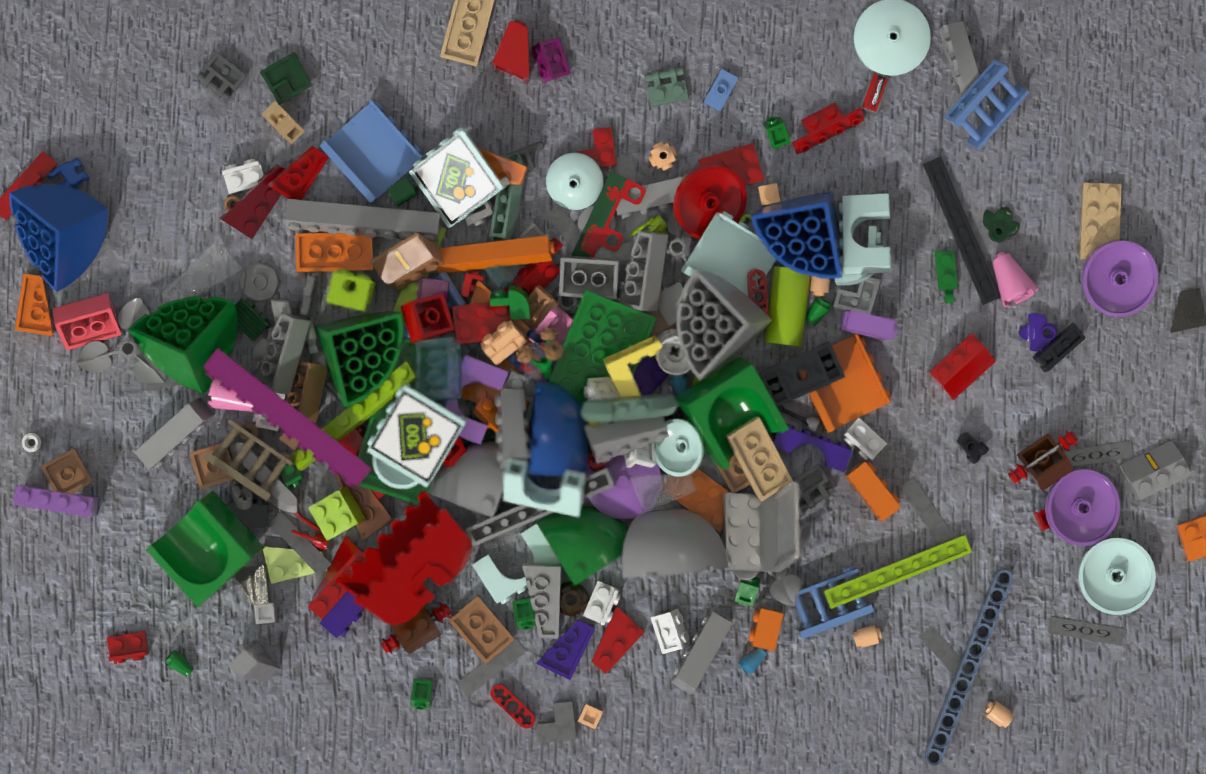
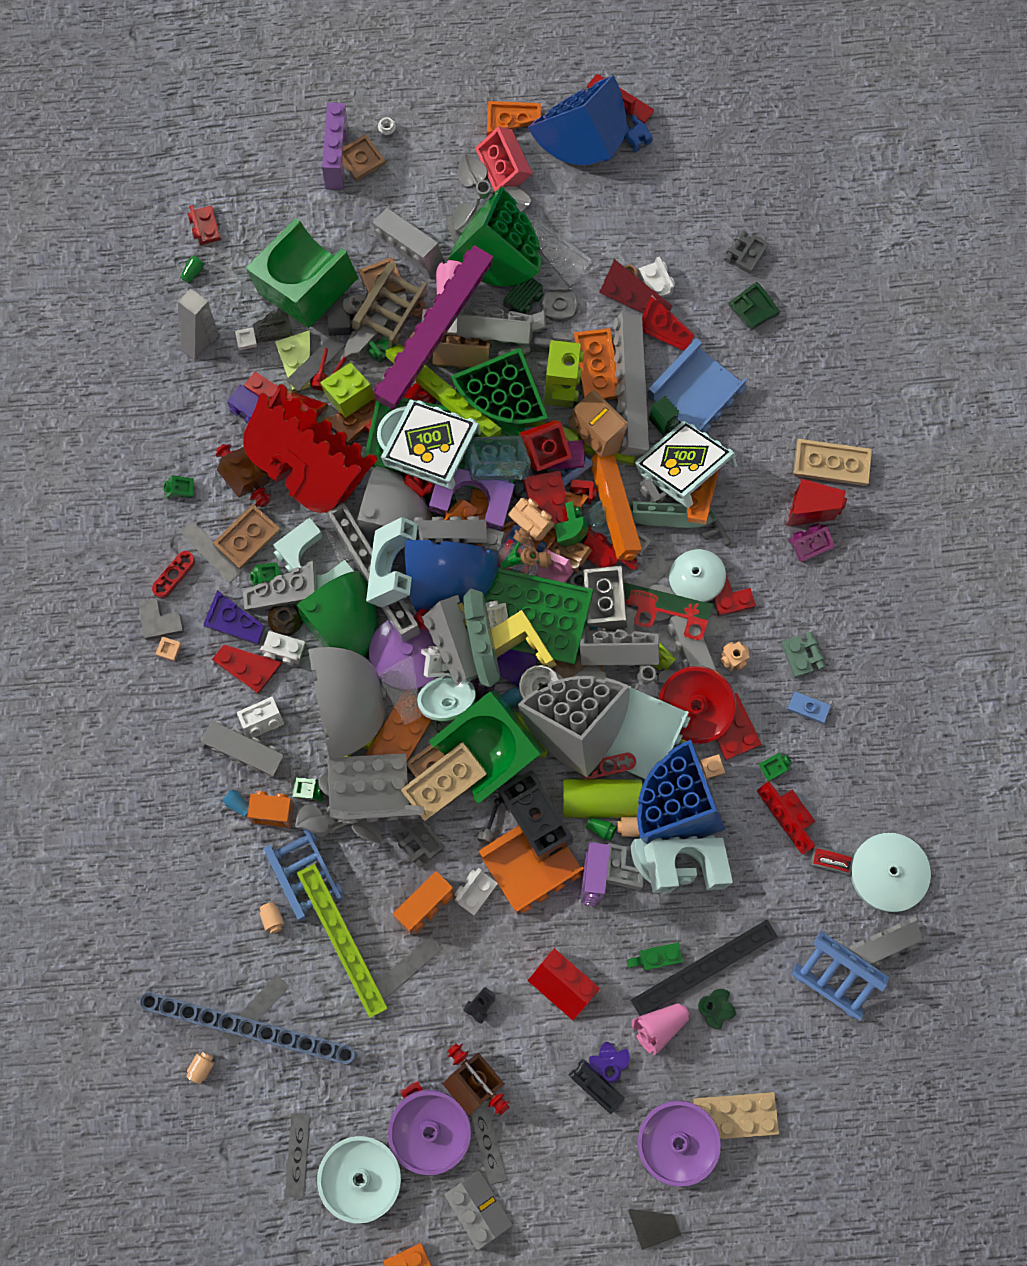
camera: 80 degrees right, 15 degrees down
(283, 122) = (714, 305): tan brick -> none
(835, 455) = (455, 862): dark purple arch -> none

